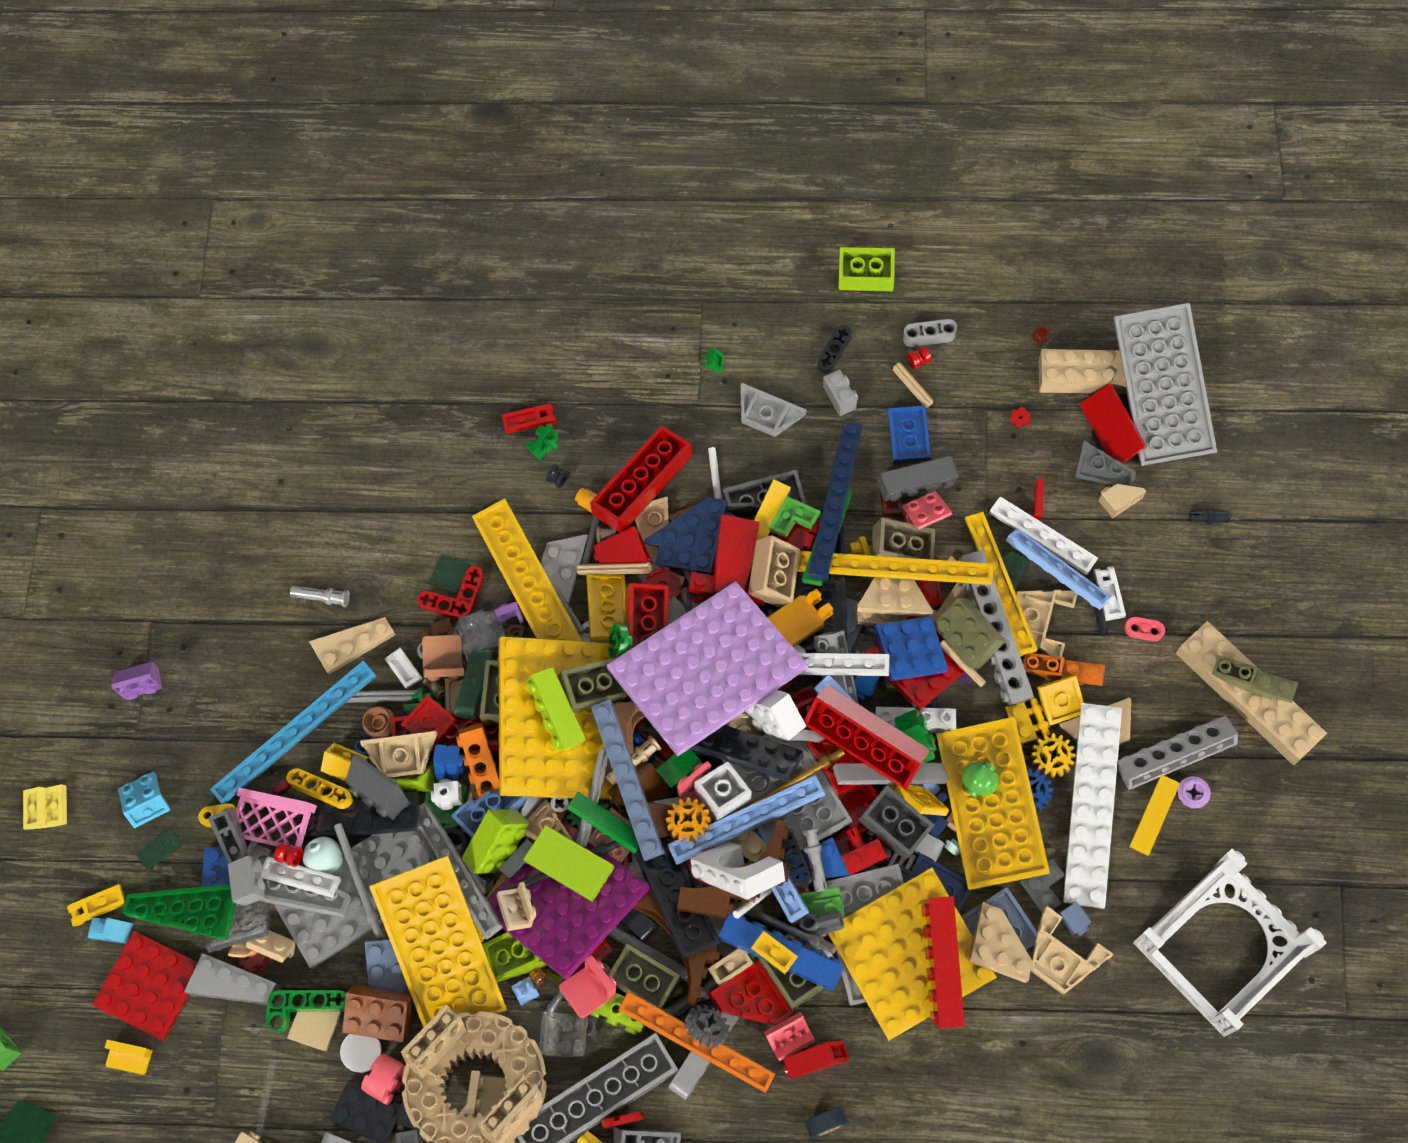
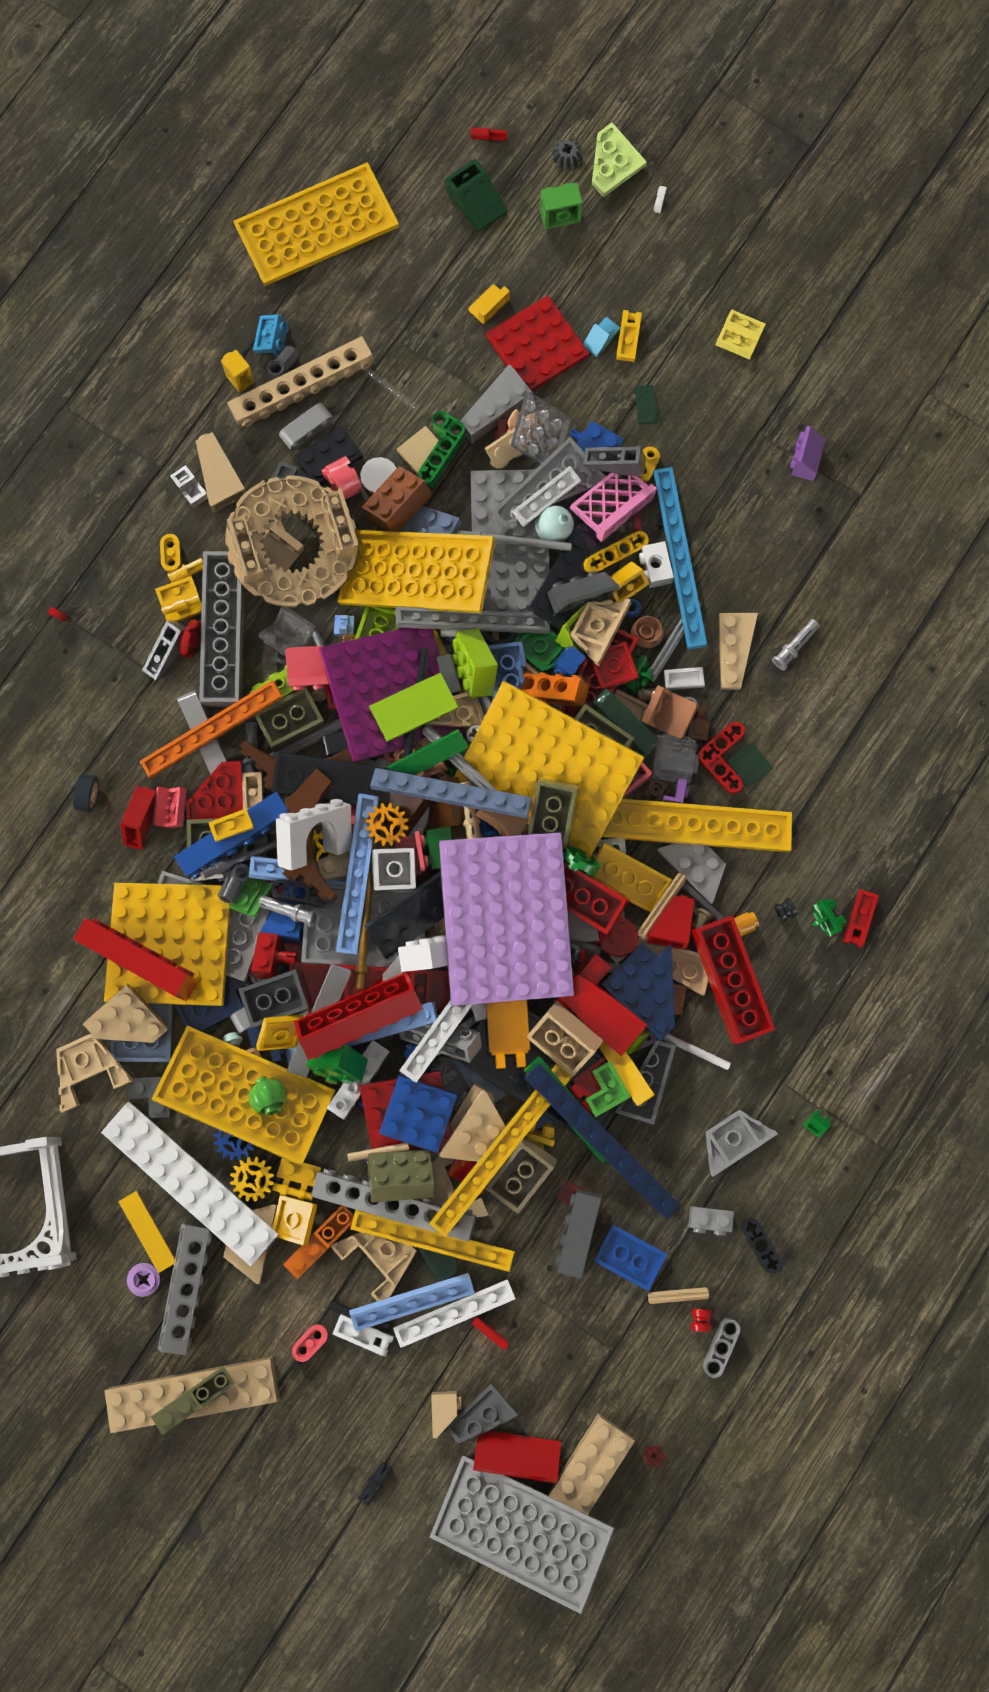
camera: 115 degrees right, 10 degrees up
(142, 800) = (698, 410): medium azure bracket -> none
(195, 910) = (571, 402): green wing -> none
(246, 880) = (567, 450): light grey brick -> none
(288, 854) = (569, 495): red wheel -> none
(300, 750) = (656, 553): none -> white brick
(447, 794) = (542, 648): white brick -> none
(516, 907) = (404, 644): tan bracket -> none
(555, 710) = (548, 767): lime brick -> none
(574, 619) = (642, 842): dark grey bar -> none
(707, 1026) = (217, 734): dark grey gear -> none
(866, 269) = (825, 1330): lime brick -> none
(925, 510) = (539, 1217): coral bracket -> none
(1020, 413) = (588, 1374): red plant -> none
(1075, 920) = (107, 1099): sand blue brick -> none

